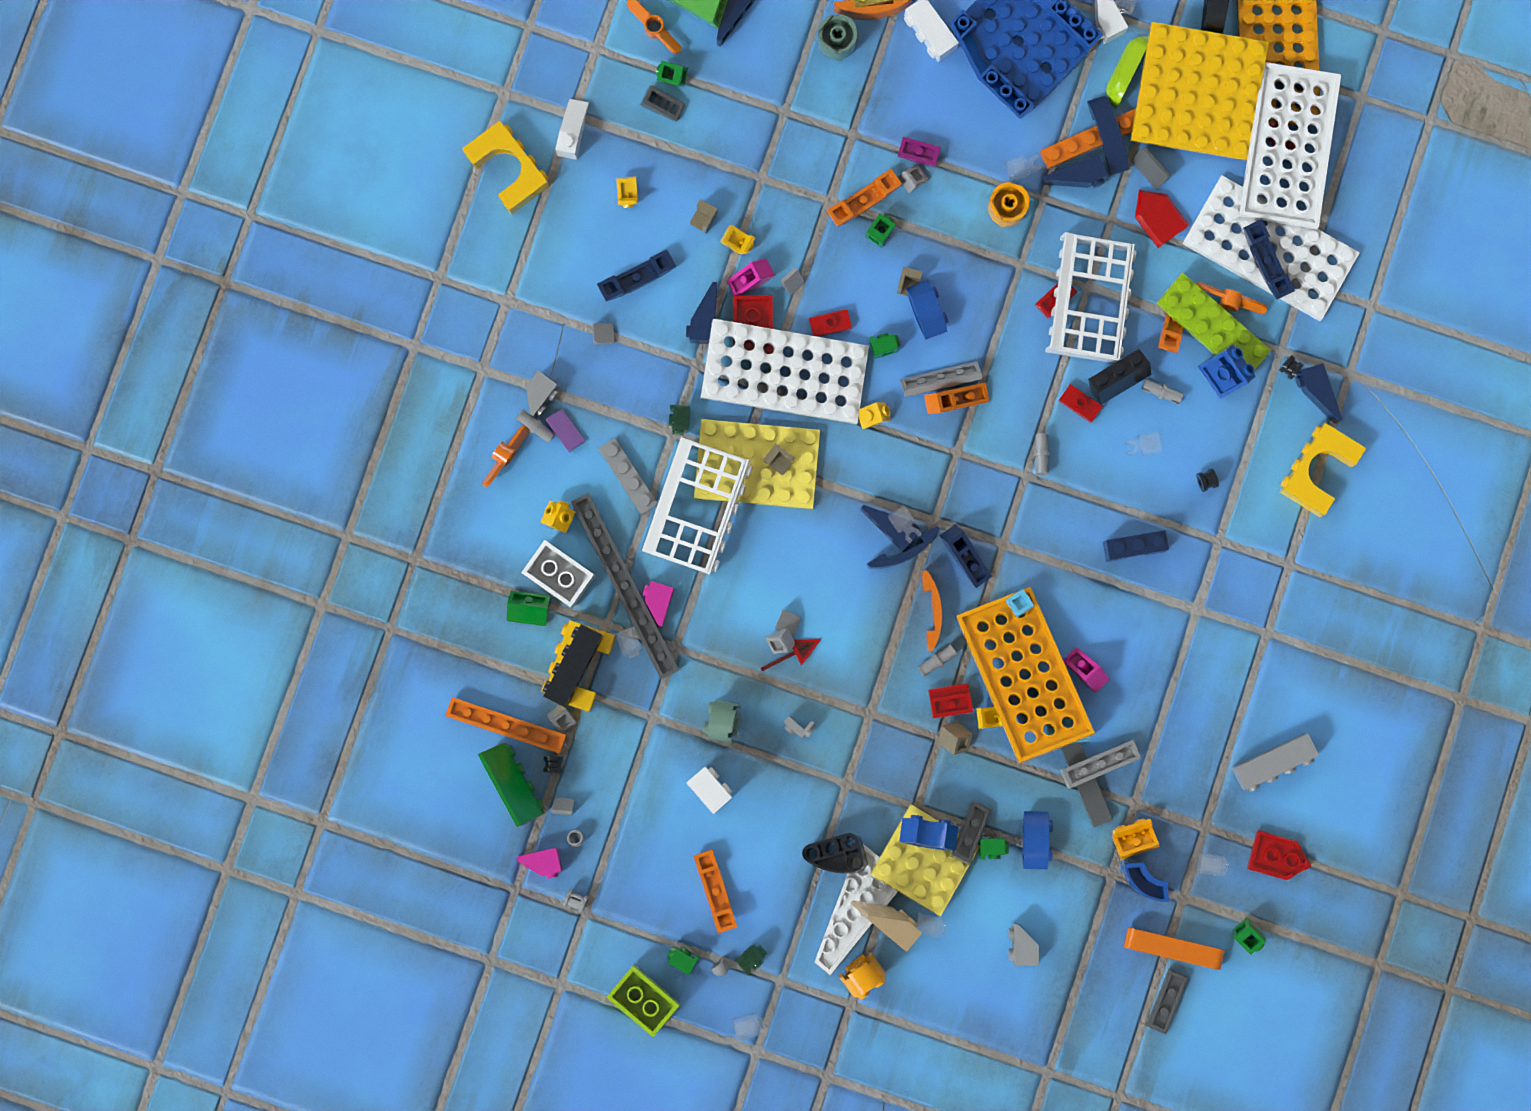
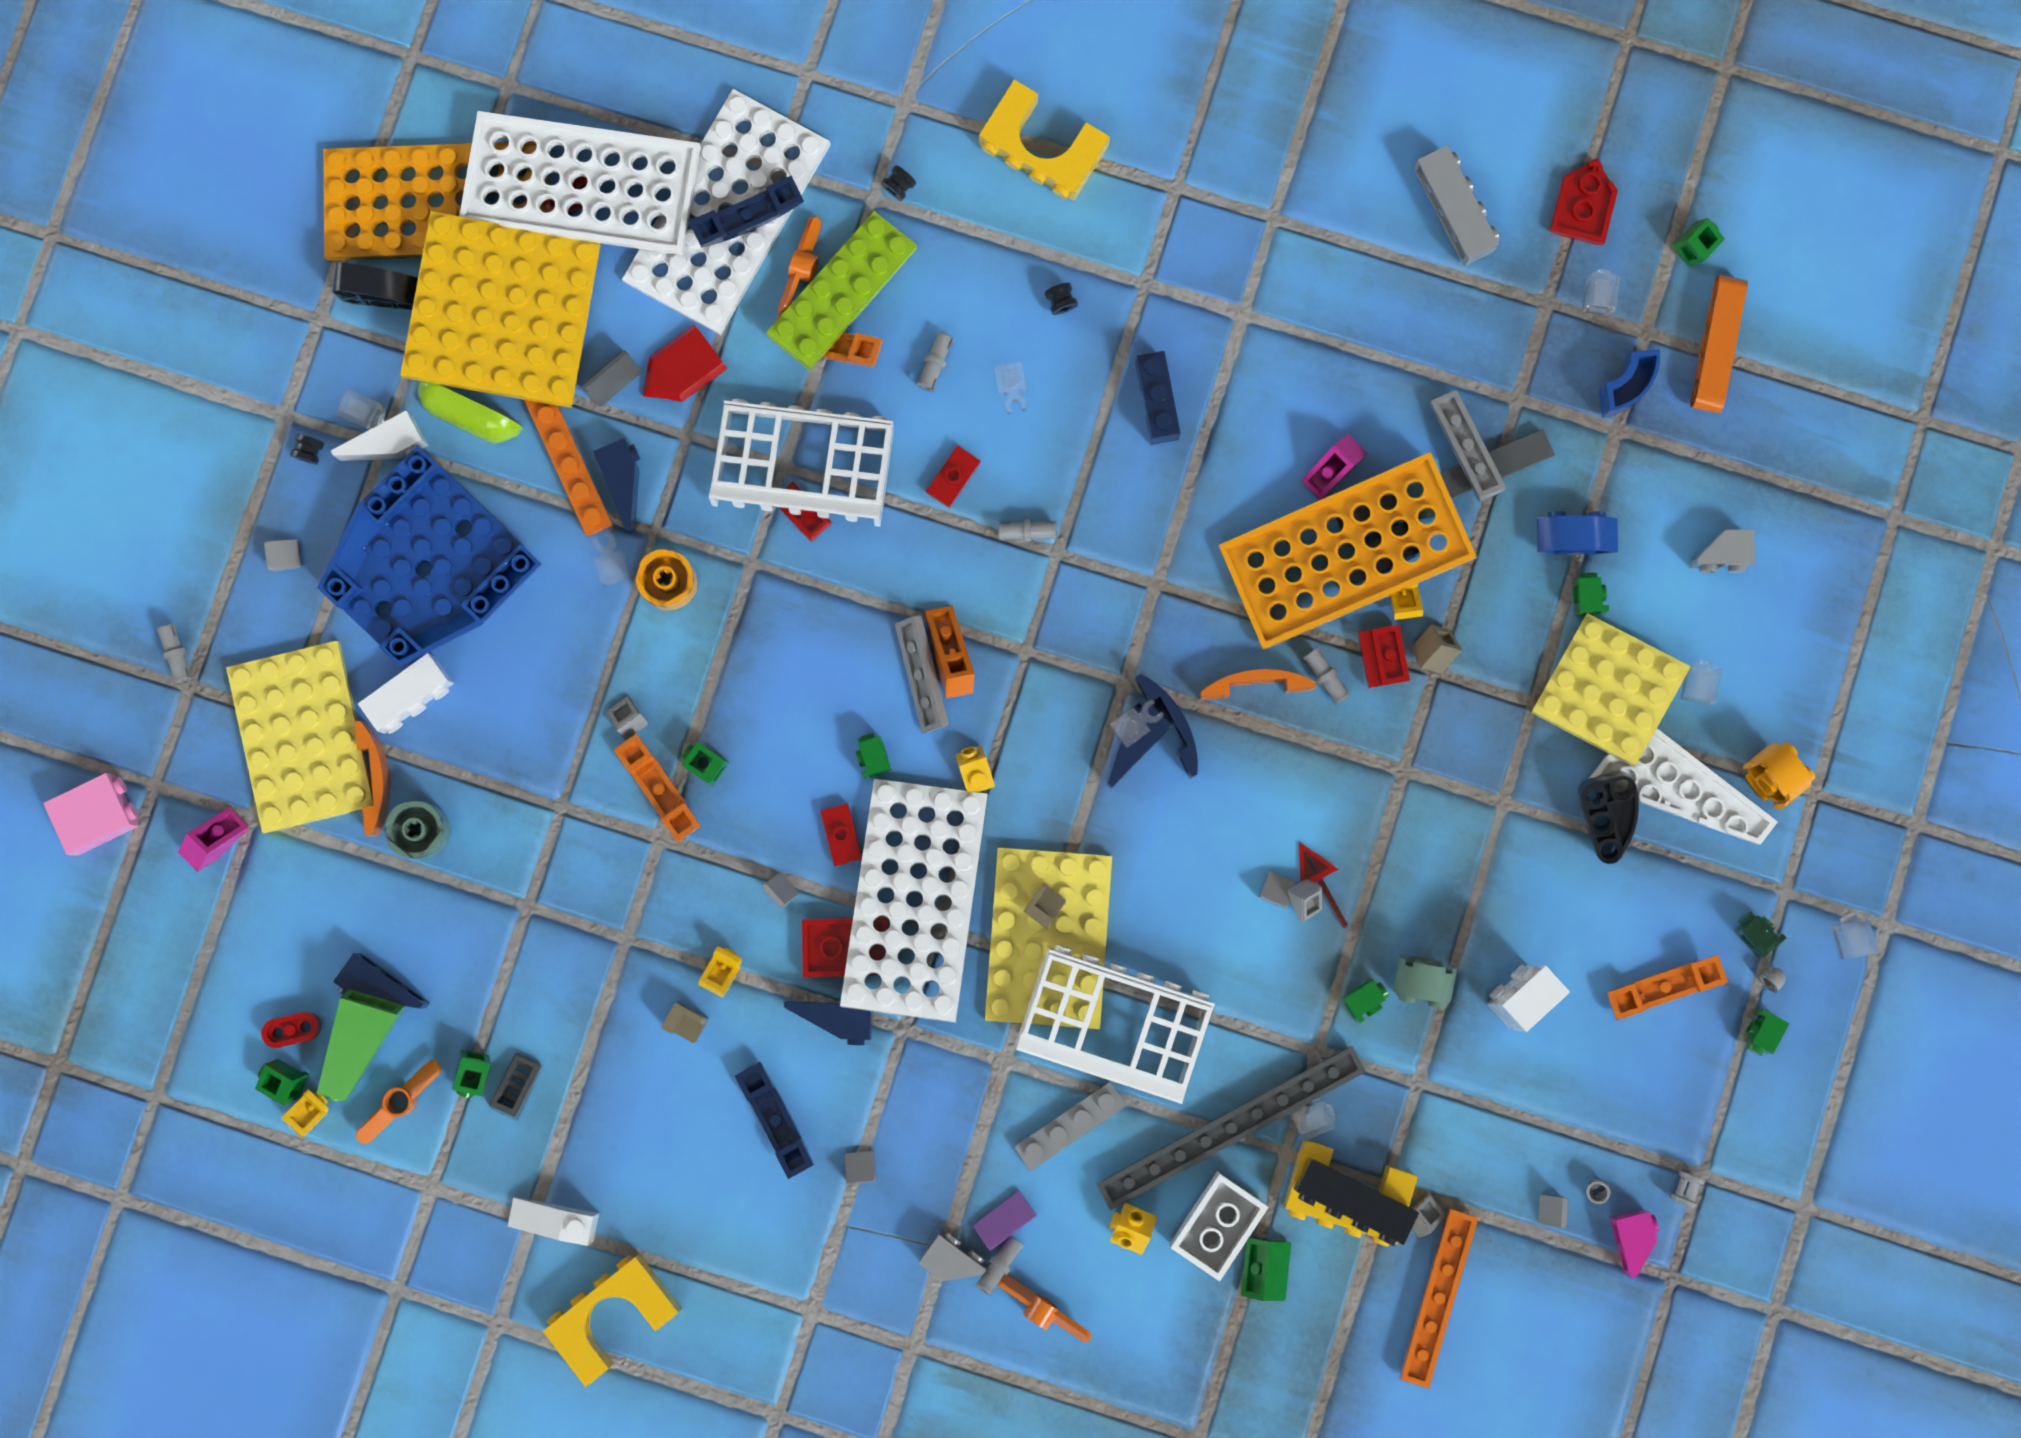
camera: 85 degrees left, 0 degrees up
(511, 784) = (1528, 1288): green slope -> none
(553, 764) = (1493, 1226): black wheel -> none
(627, 191) = (648, 1136): yellow bracket -> none
(643, 1000) = (1826, 1088): lime brick -> none
(658, 600) = (1251, 1078): dark pink slope -> none
(679, 419) = (986, 1052): clear green brick -> none
(710, 681) = (1365, 999): none -> green brick
(751, 277) = (775, 951): dark pink slope -> none
(792, 727) = (1429, 878): light grey bracket -> none
(894, 924) = (1705, 738): tan slope -> none
(908, 278) = (780, 721): dark tan panel -> none
(919, 152) = (588, 709): magenta plate -> none
(927, 310) = (820, 695): blue brick -> none
(929, 834) = (1578, 684): blue brick -> none
(965, 555) = (1175, 637): dark blue slope -> none
(971, 833) = (1570, 626): dark grey tile -> none
(1019, 603) = (1245, 559): medium azure plate -> none
(1109, 134) = (563, 436): dark blue slope -> none
(1120, 376) = (916, 420): black brick -> none
(1134, 838) = (1569, 397): light orange bracket -> none
(1167, 1001) = (1790, 354): dark grey tile -> none
(1227, 371) = (907, 269): blue plate -> none
(1318, 389) = (928, 146): dark blue slope -> none

